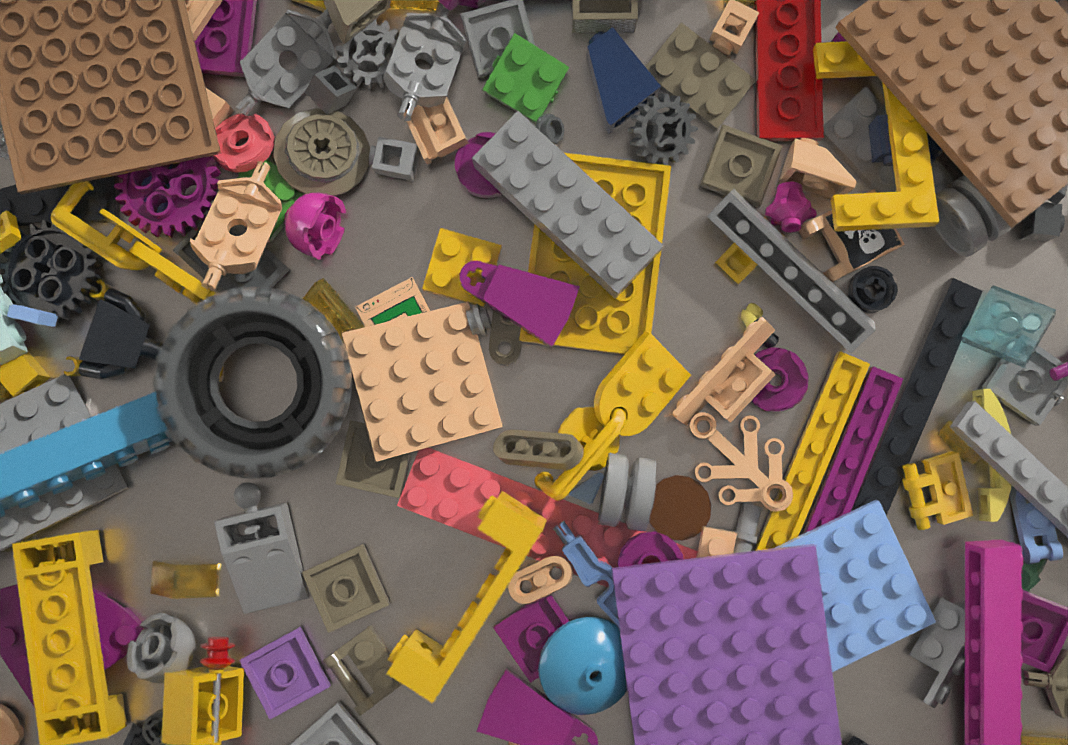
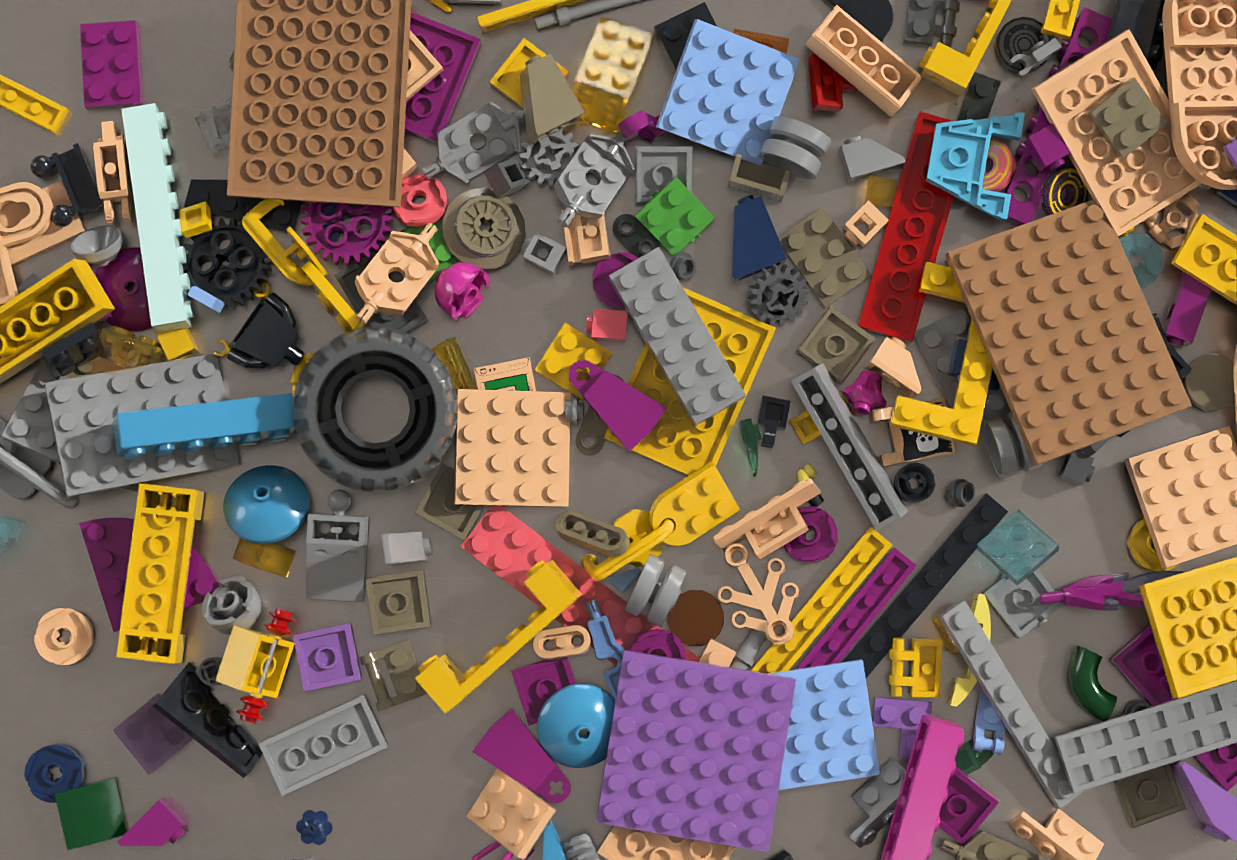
camera: 10 degrees right, 0 degrees up
(177, 533) = (266, 517): none -> dark azure dish
(333, 527) = (405, 548): none -> light grey slope
(487, 217) = (607, 325): none -> coral brick
(489, 115) = (636, 237): none -> pearl dark grey plate
(678, 291) = (750, 435): none -> clear green plate
(696, 261) = (774, 416): none -> black plate
(925, 285) = (960, 493): none -> dark grey plate
(941, 547) = (902, 715): none -> medium lavender plate

